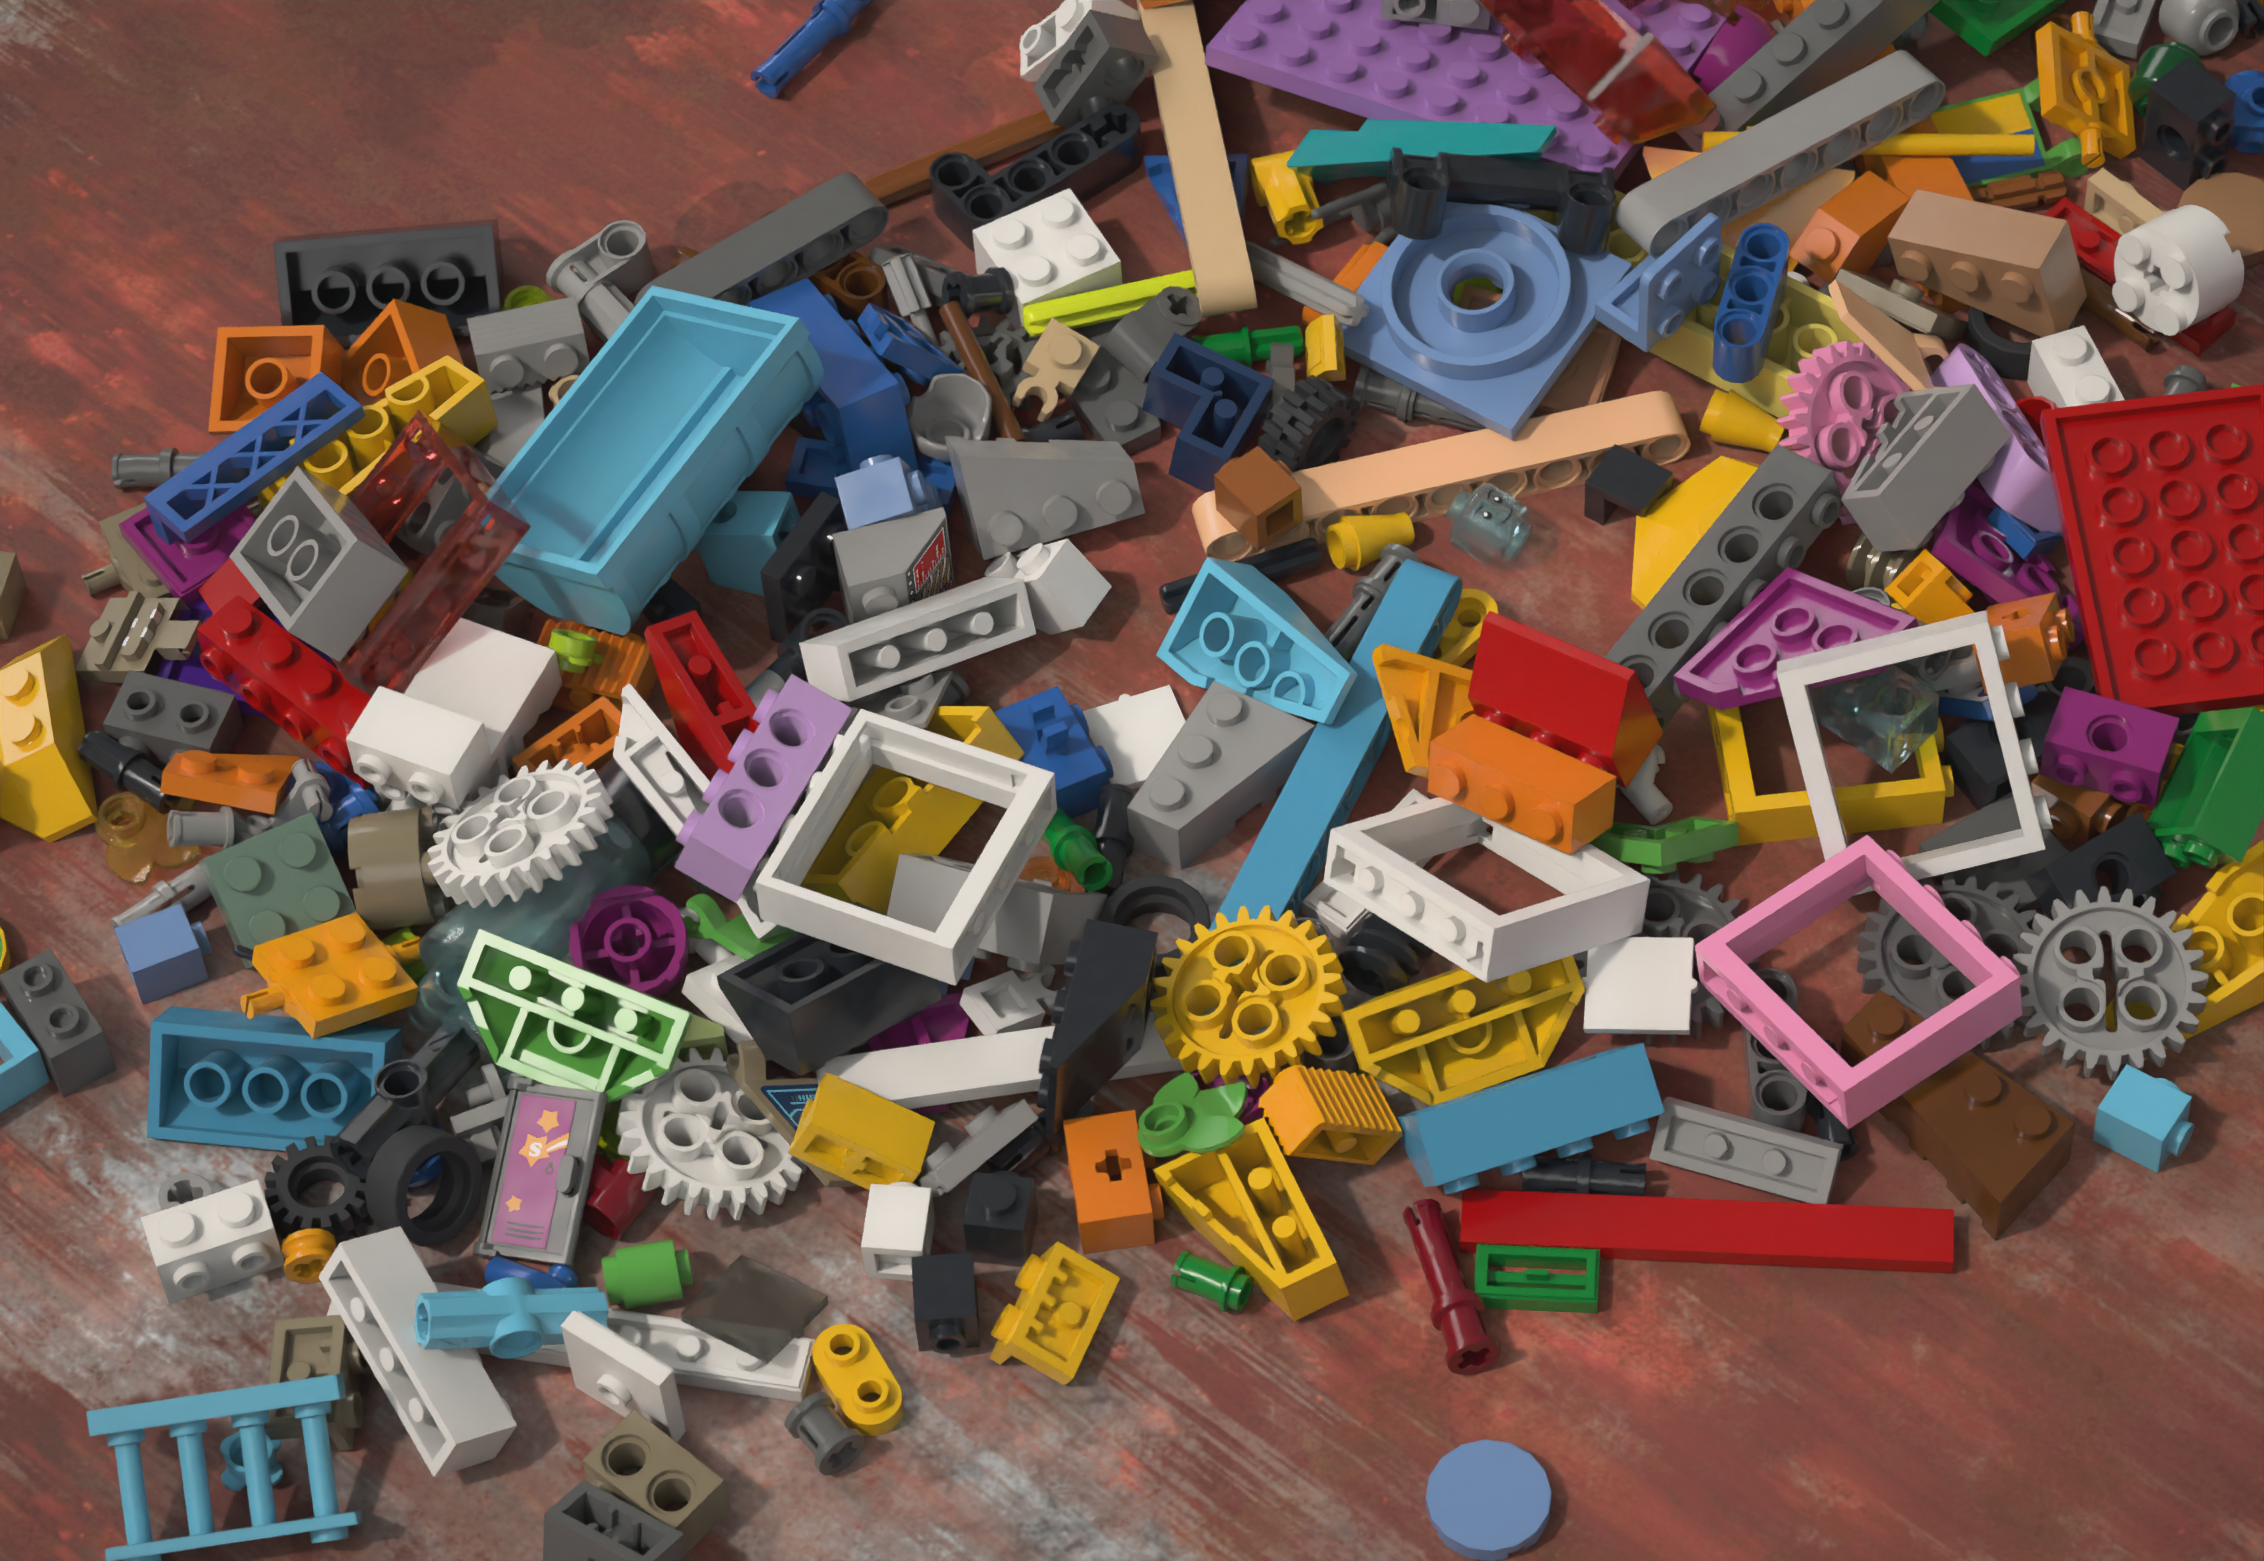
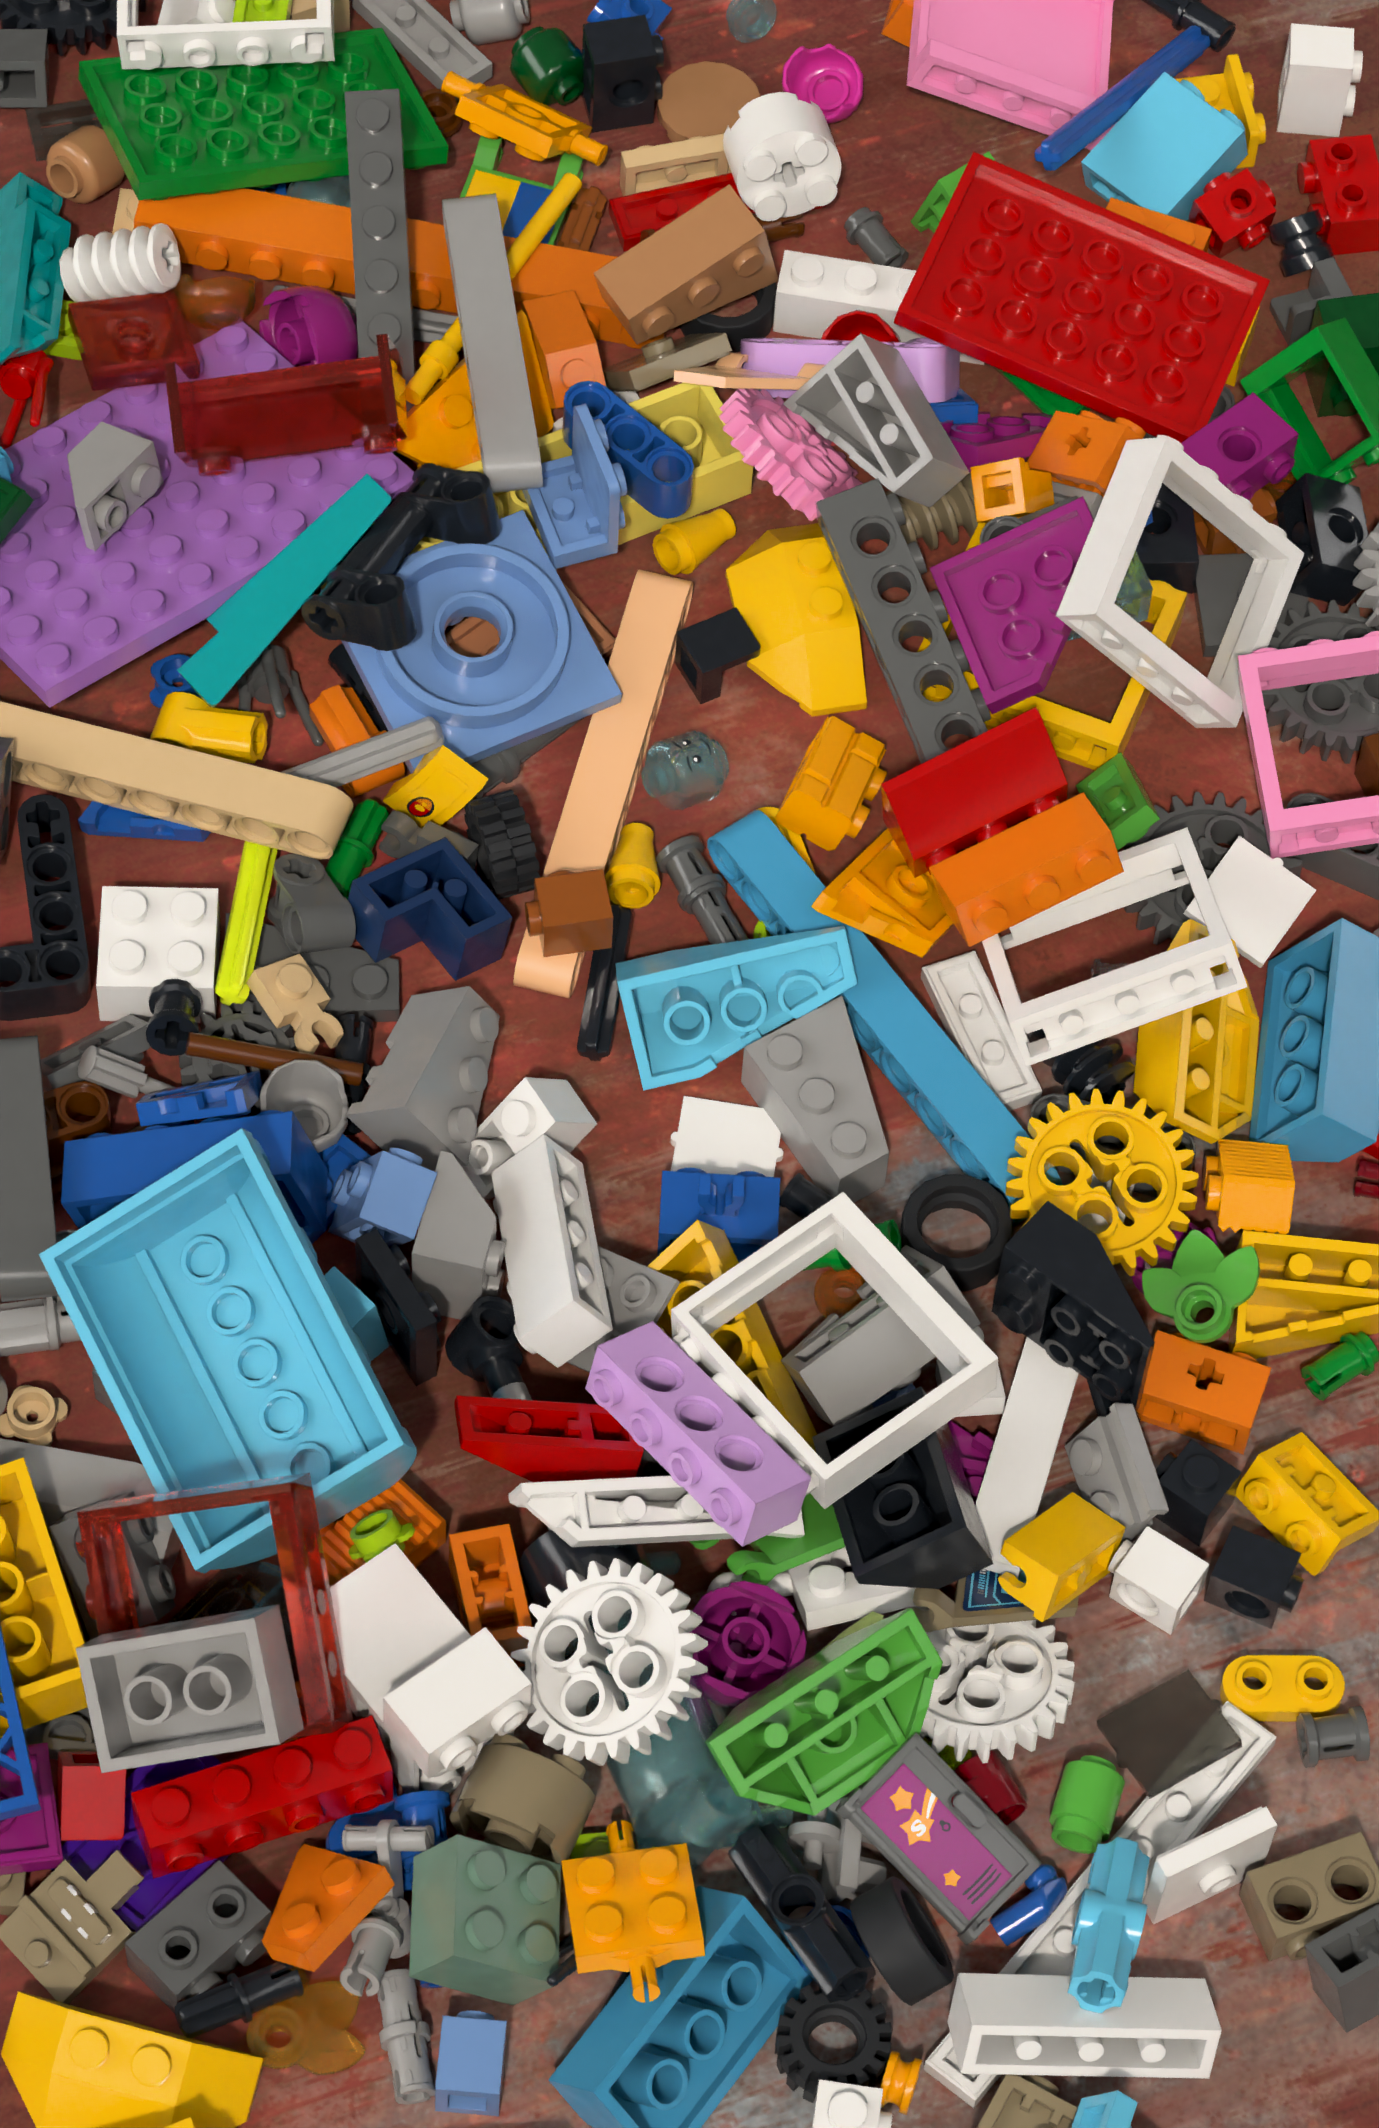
camera: 70 degrees left, 5 degrees up
(1563, 612) = (832, 784): none -> light orange brick

